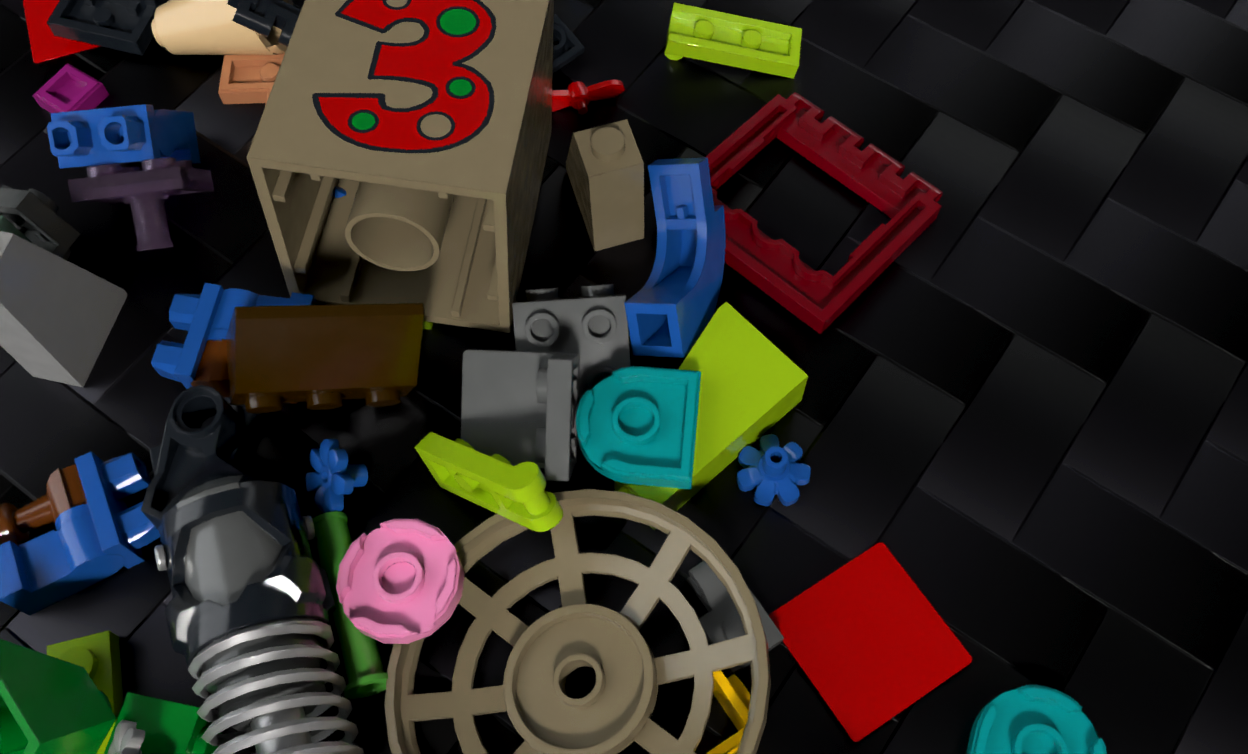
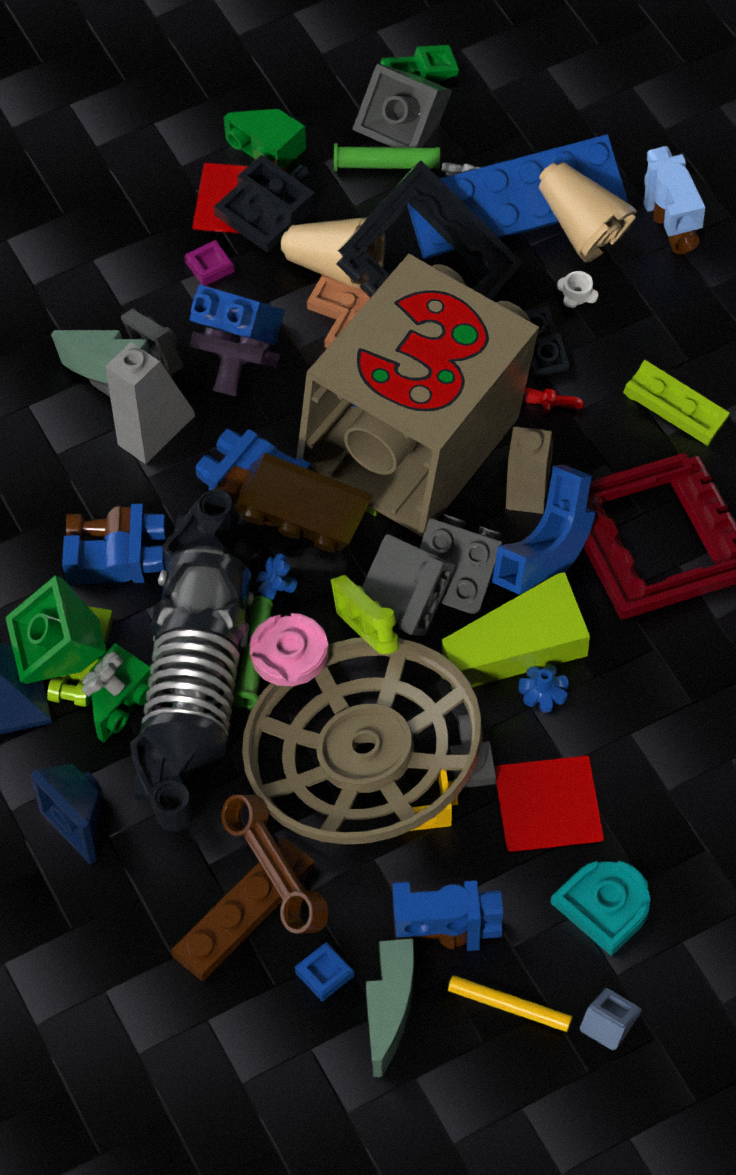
camera: 25 degrees right, 5 degrees down
(641, 426) = (471, 621): teal tile -> none

